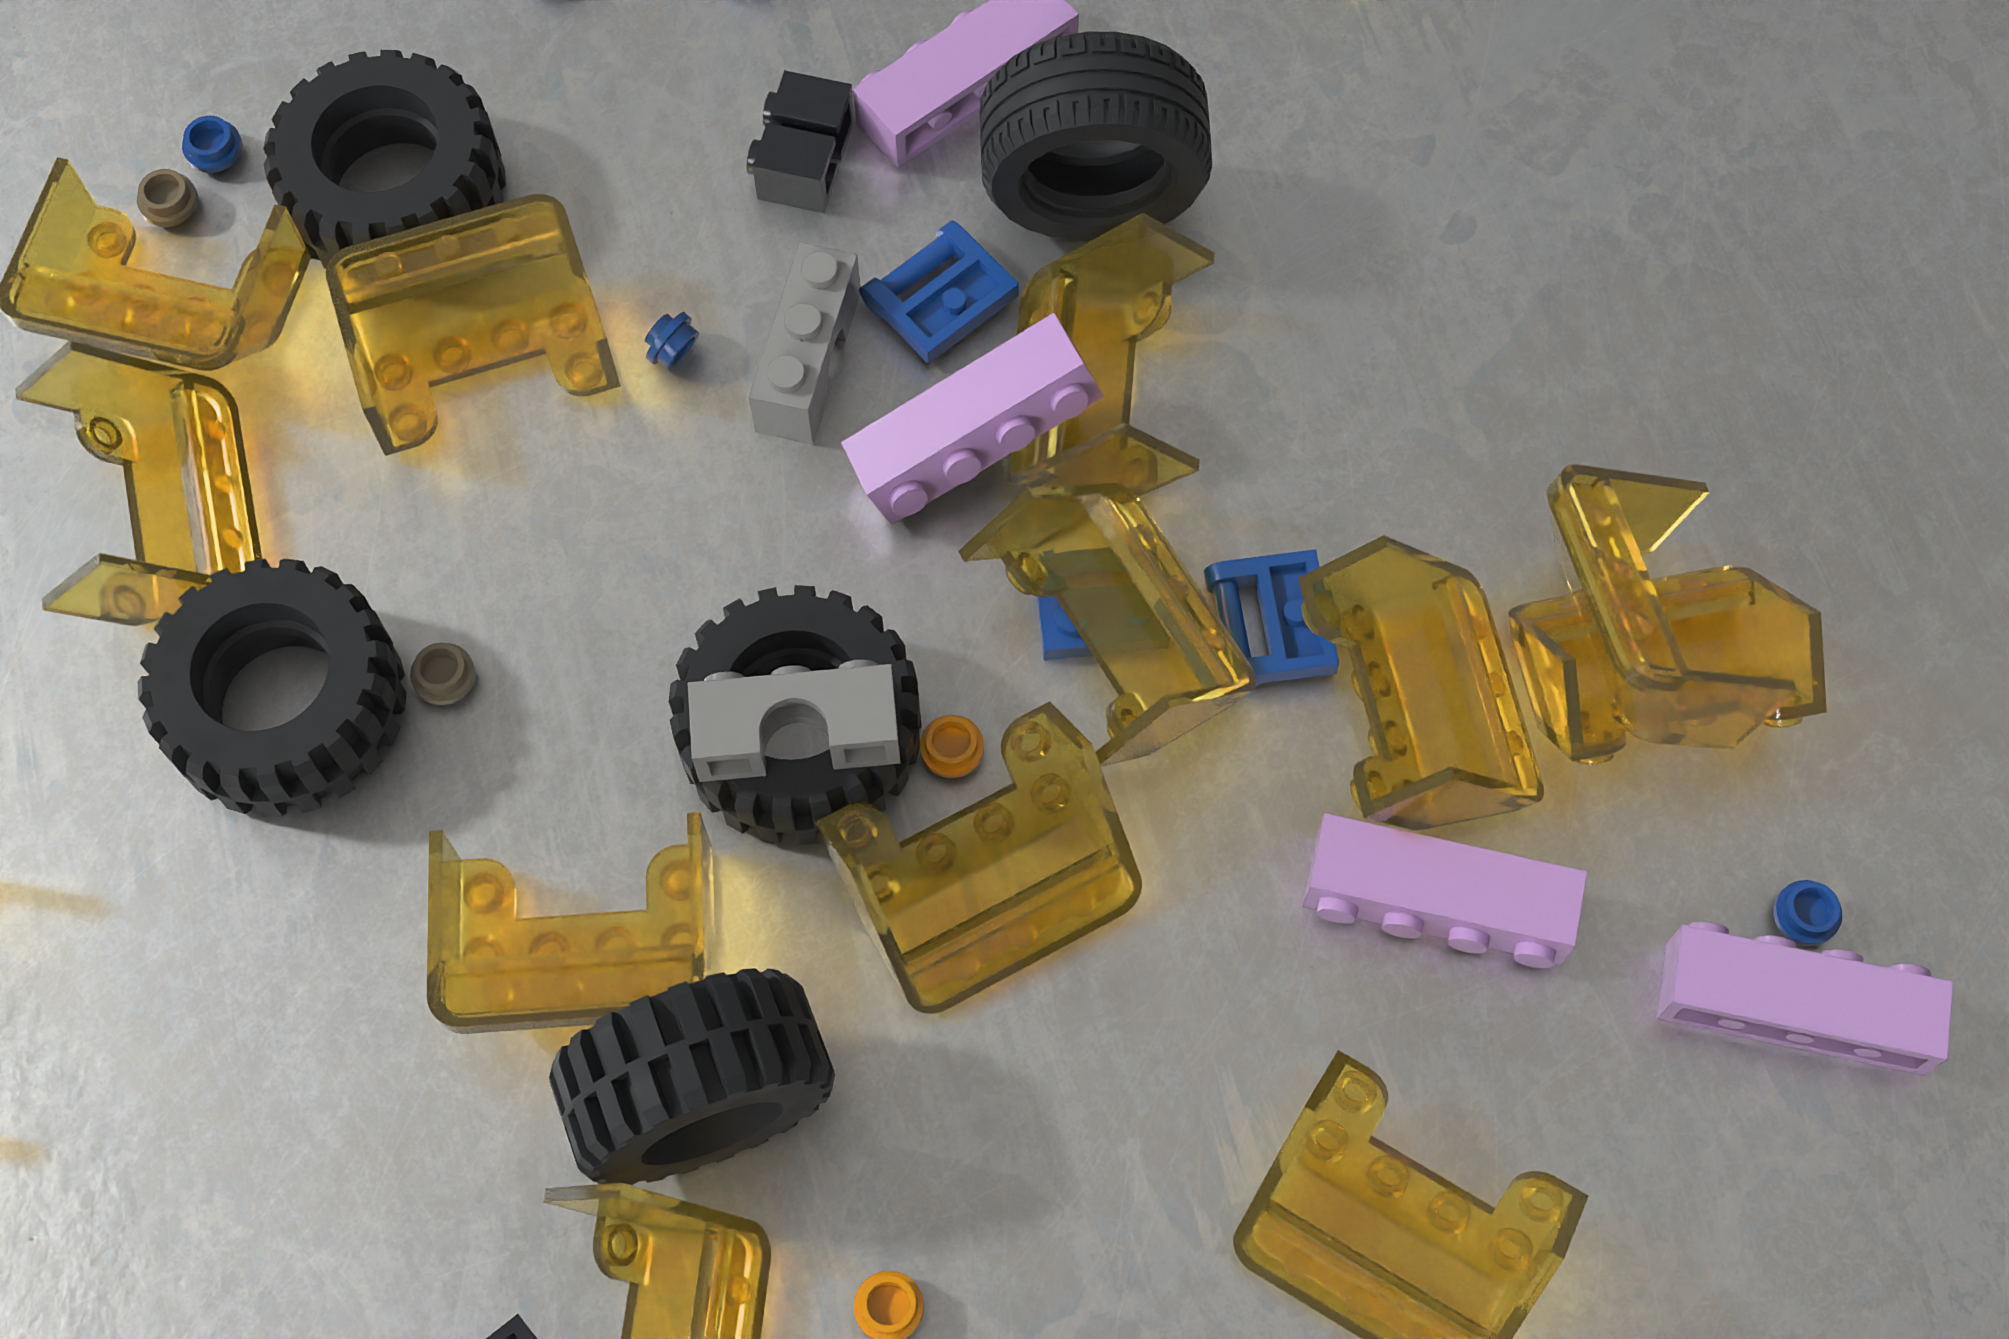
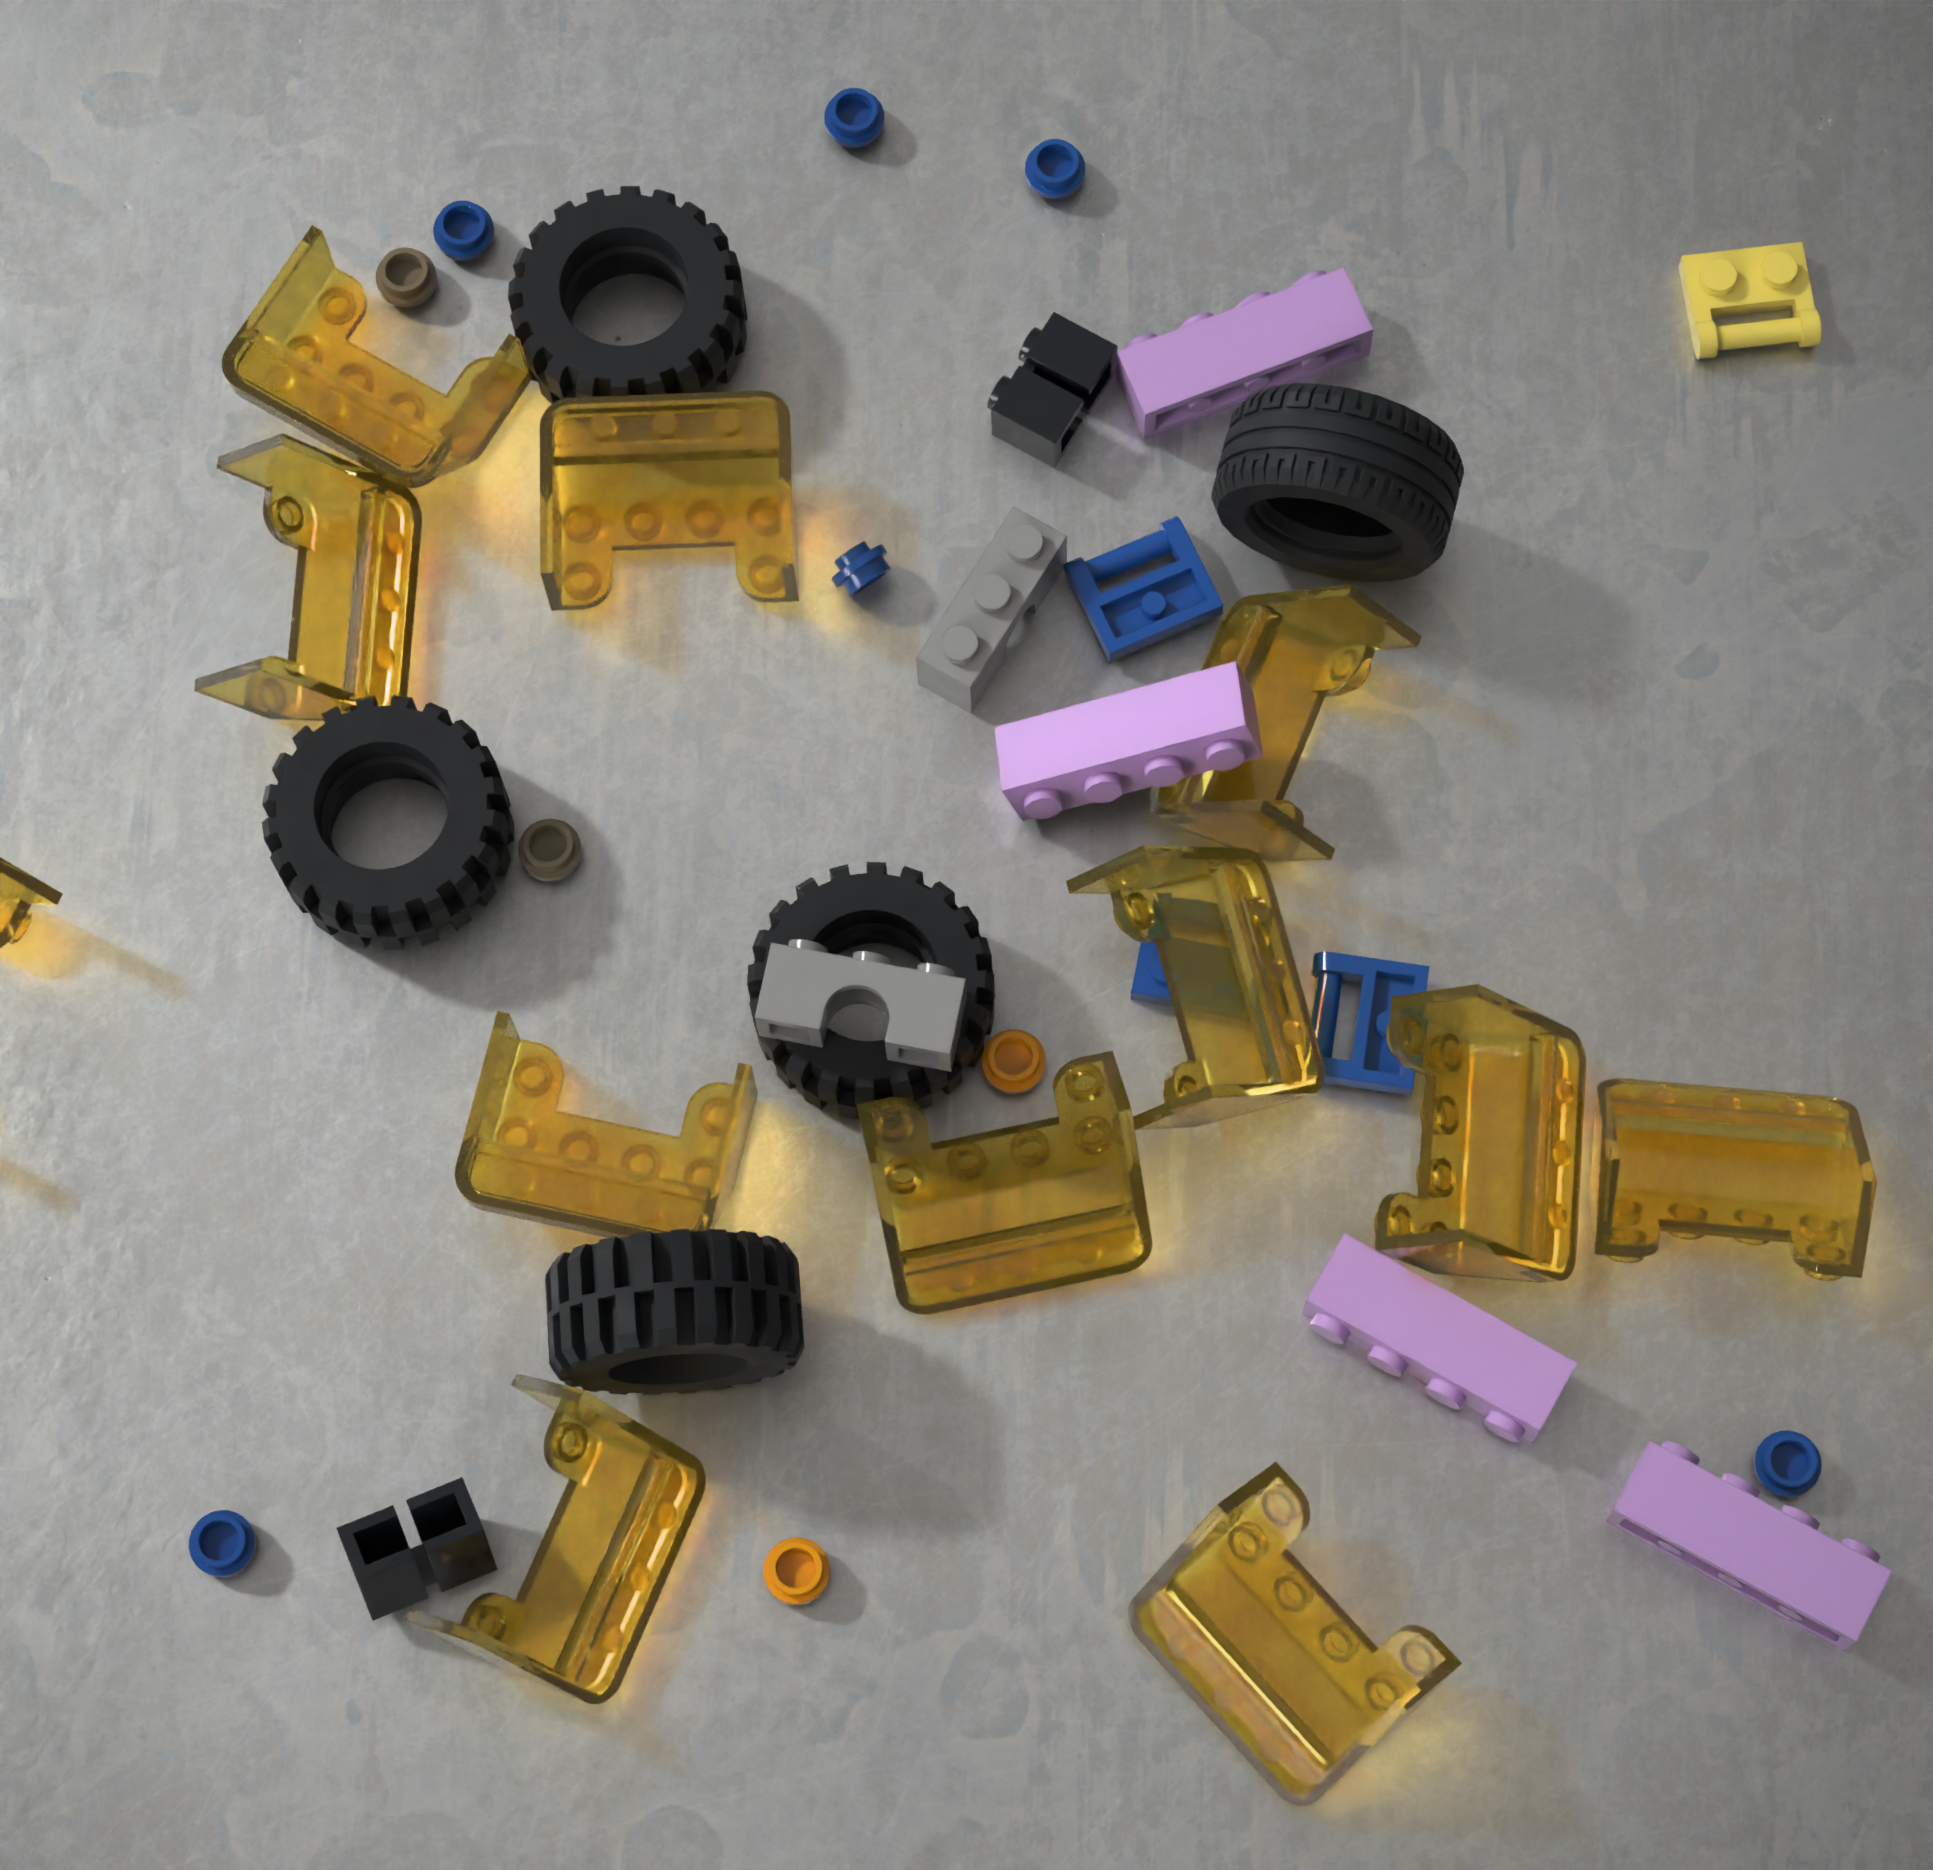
camera: 20 degrees right, 5 degrees up
(1598, 532) = (1691, 1024): clear yellow windscreen -> none

